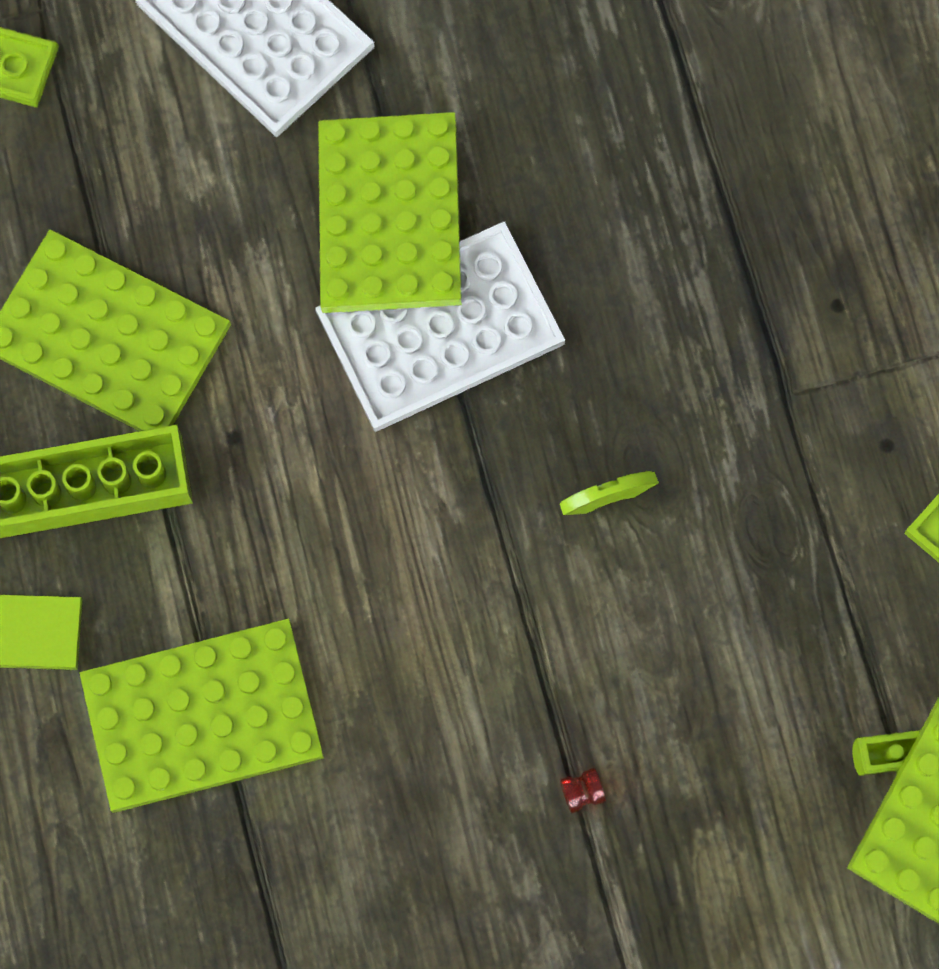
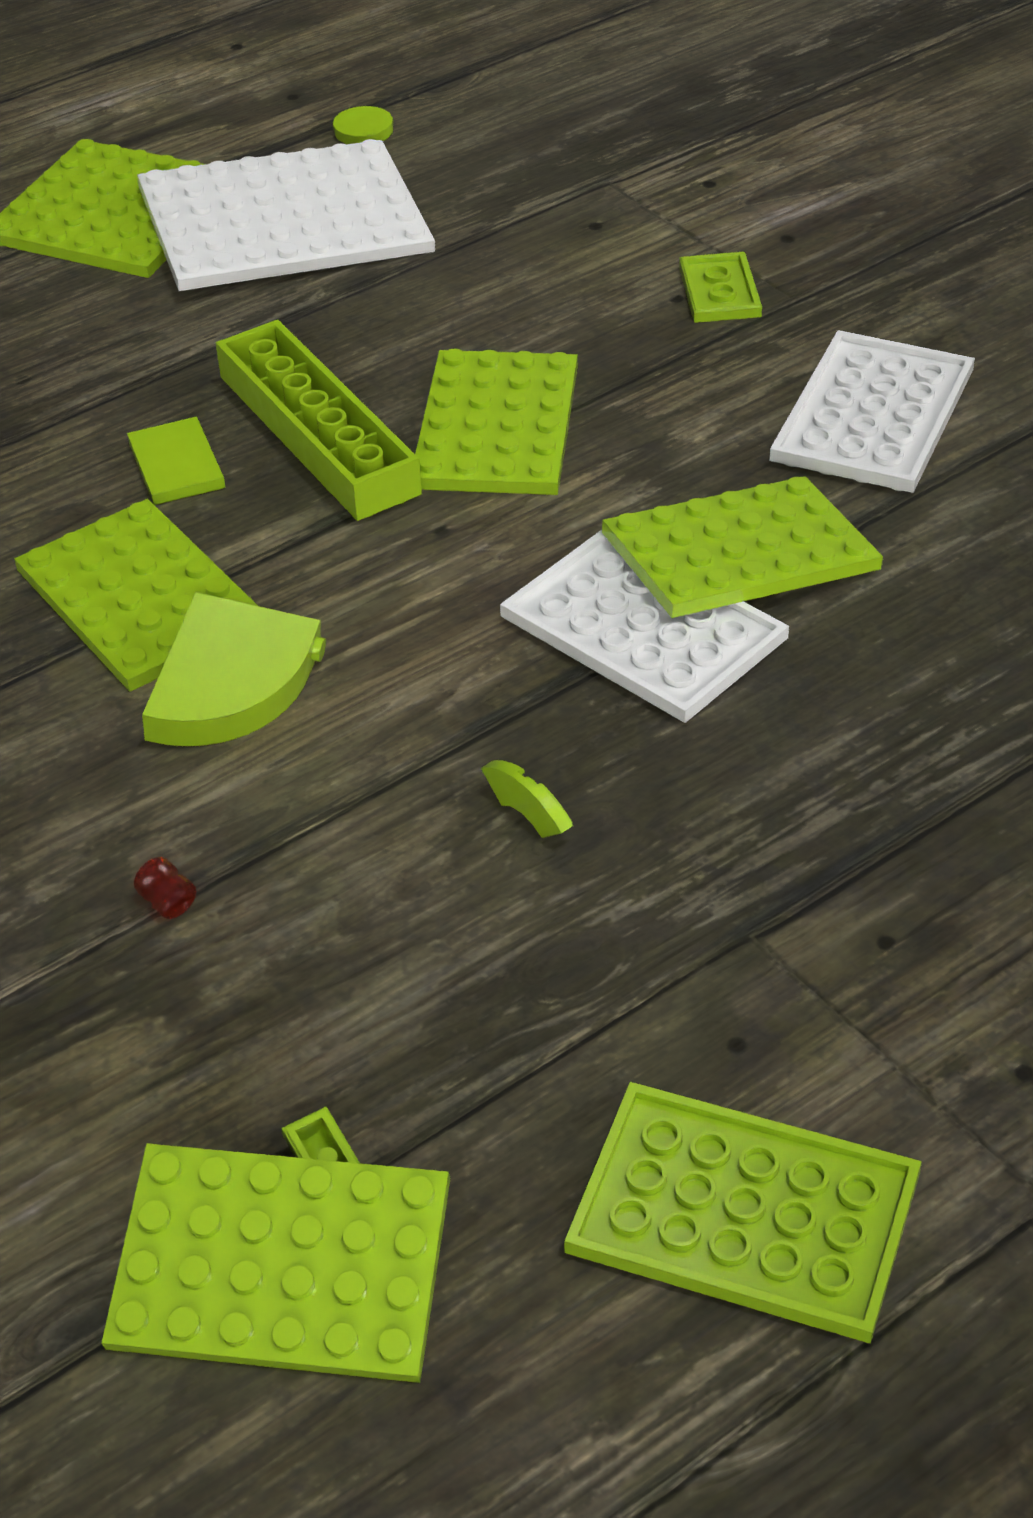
camera: 65 degrees right, 30 degrees down
(363, 669) = (230, 672): none -> lime brick

